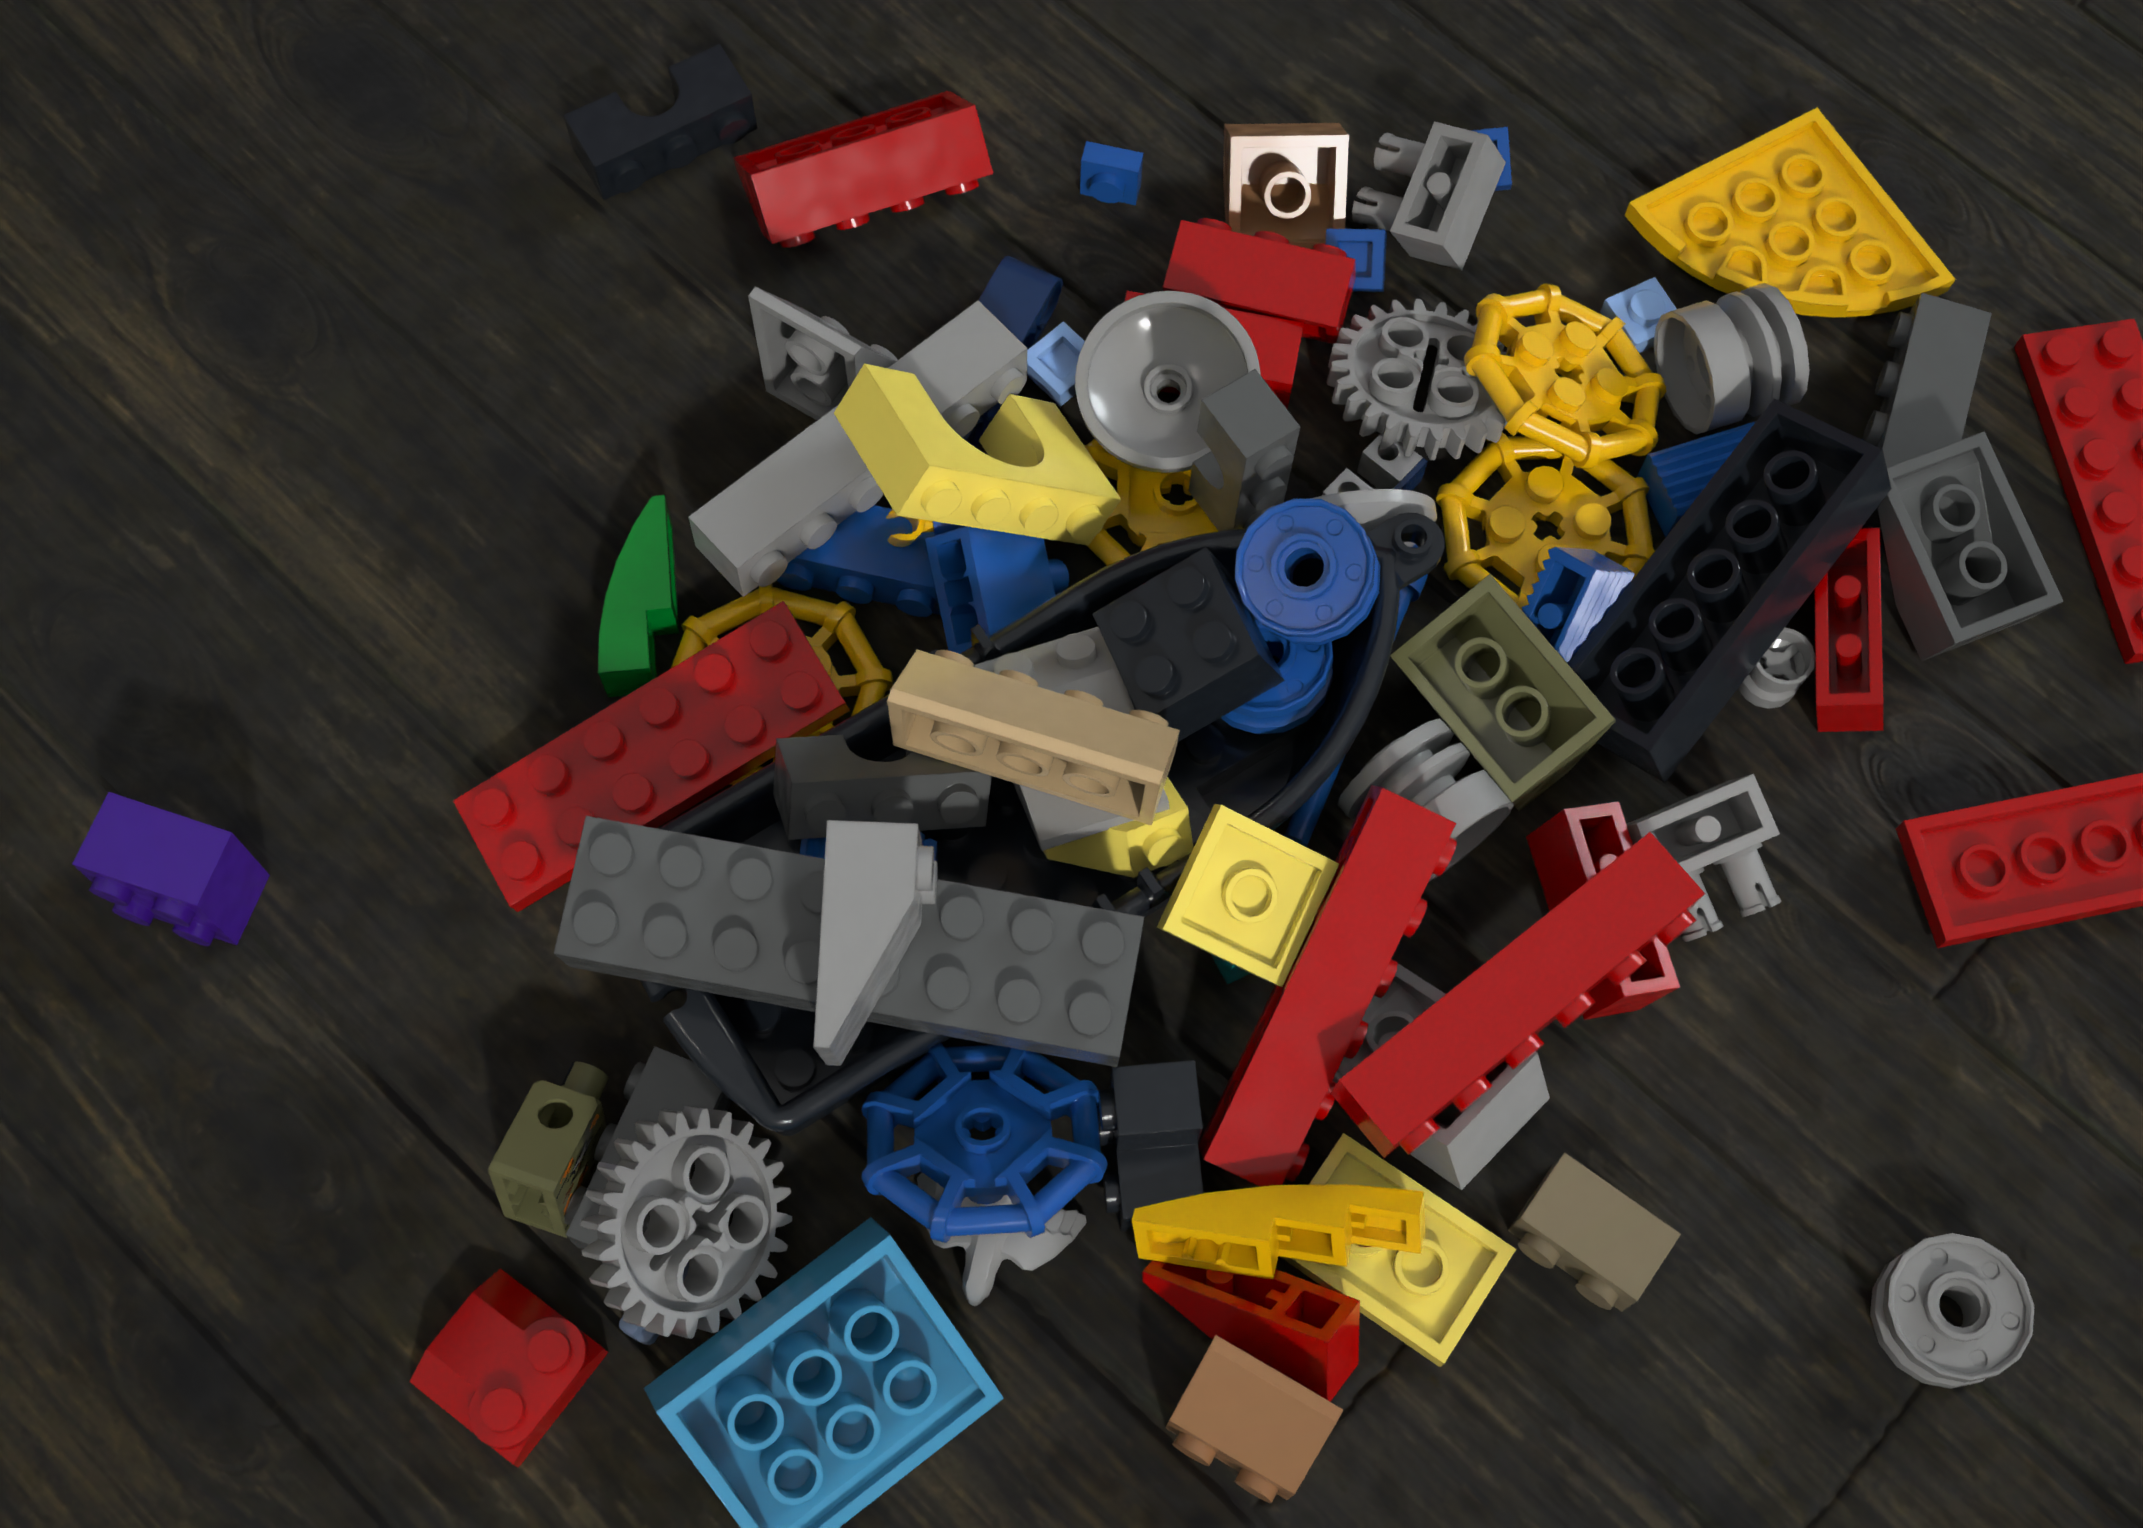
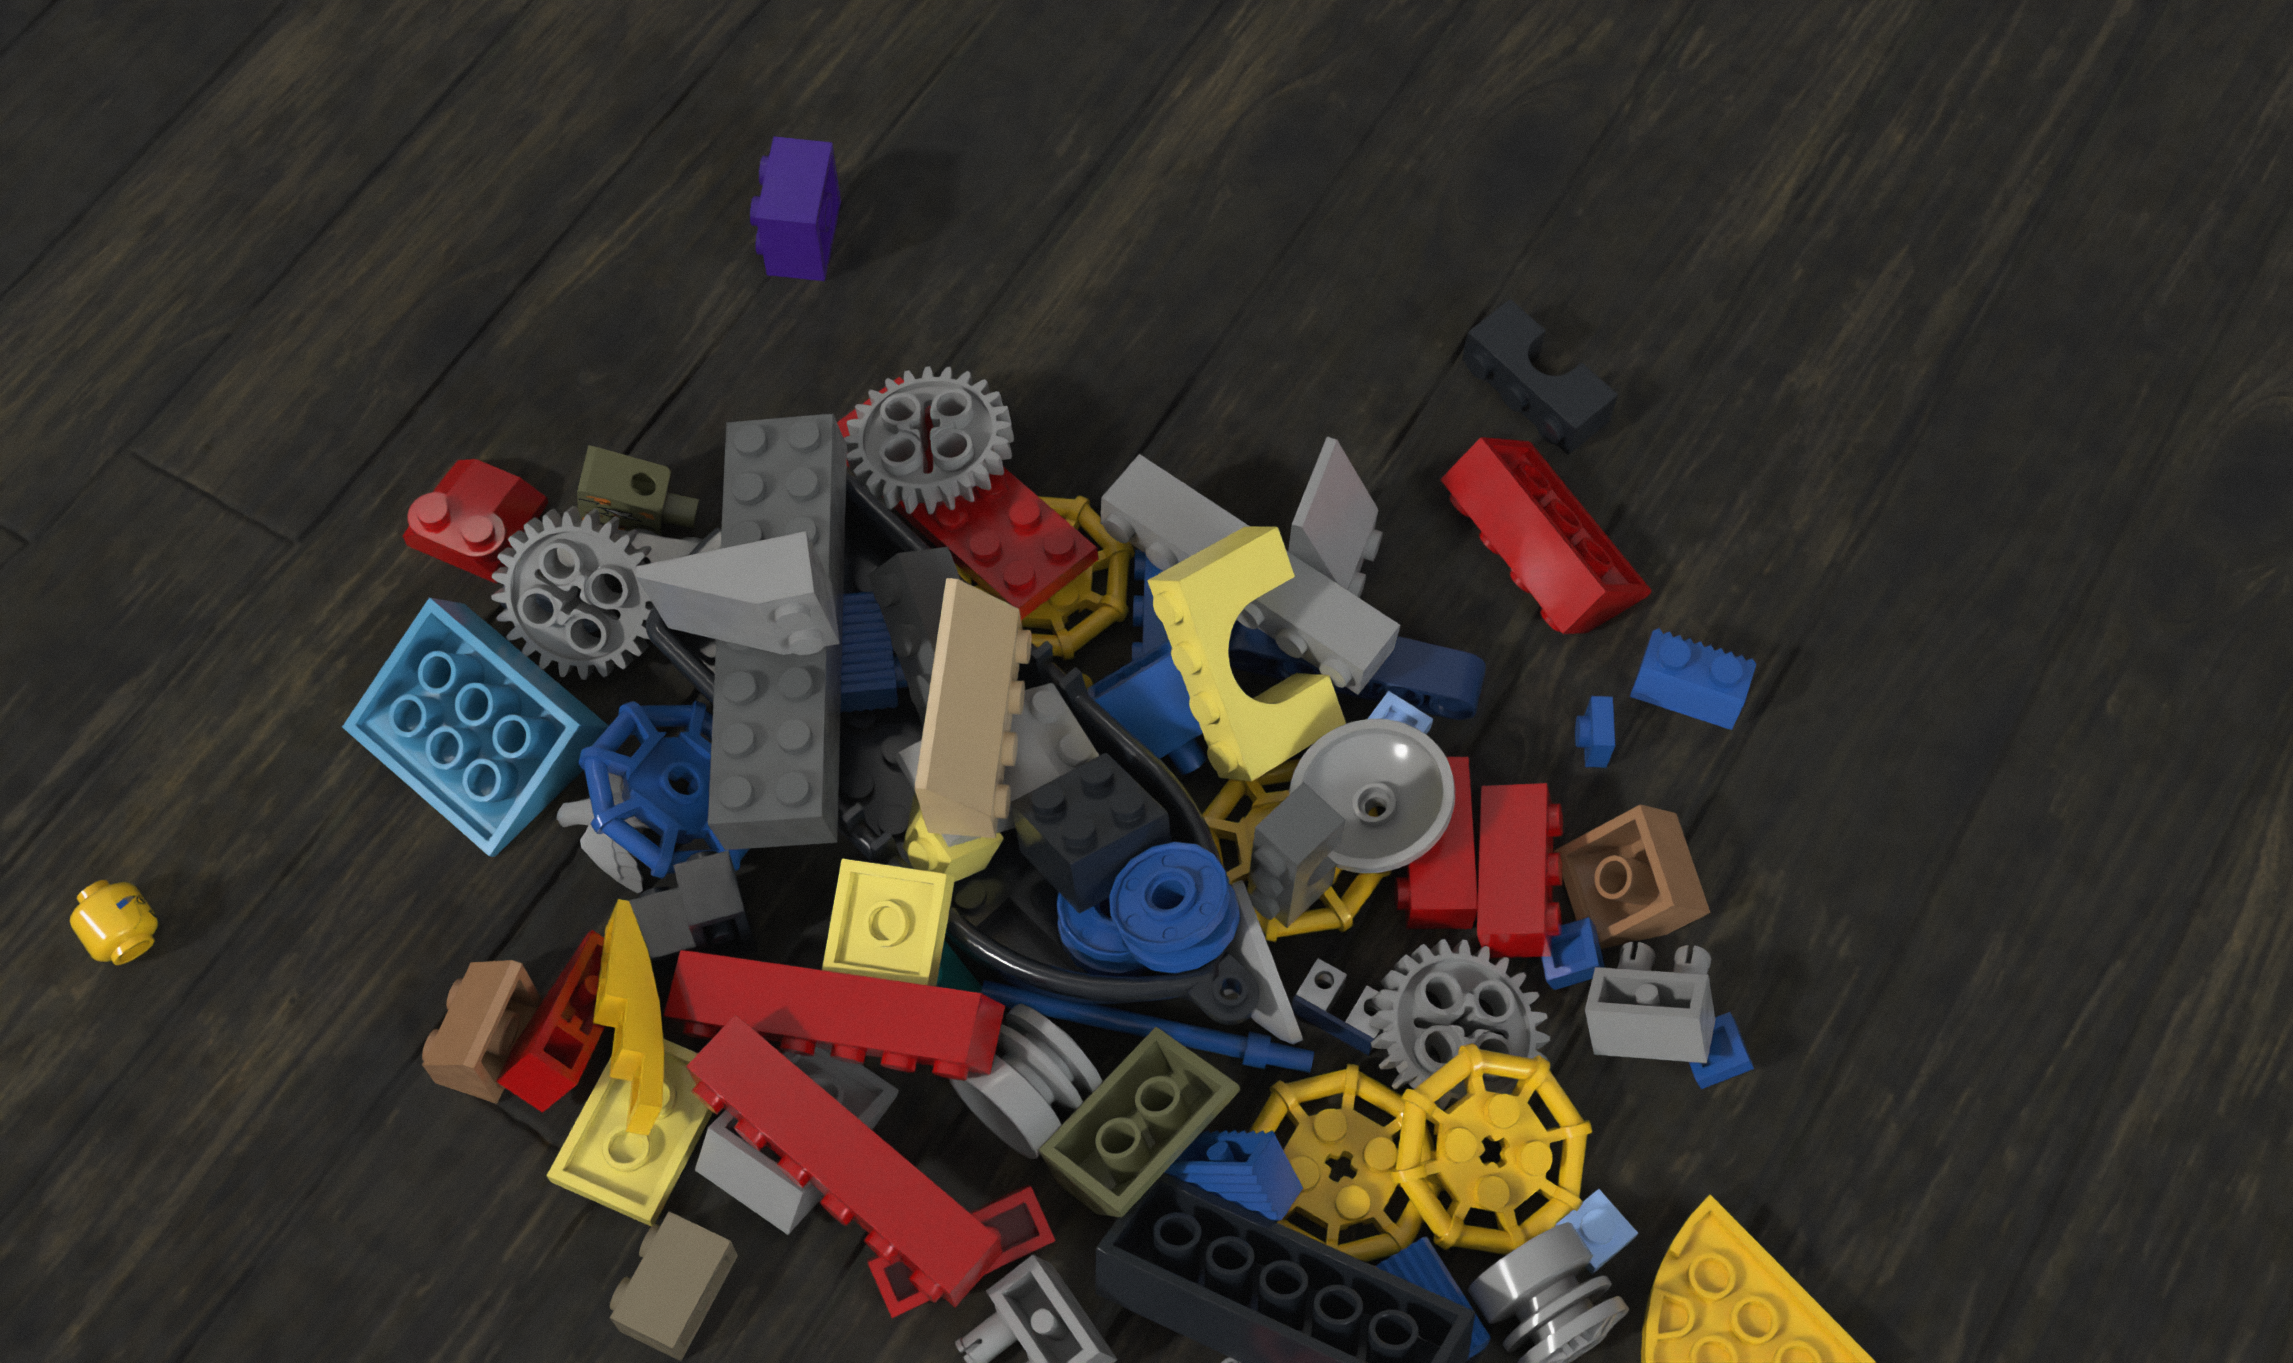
camera: 80 degrees right, 5 degrees down
(596, 705) = (966, 440): none -> light grey gear
(639, 602) = (1087, 458): green slope -> none
(1072, 72) = (1693, 679): none -> blue brick

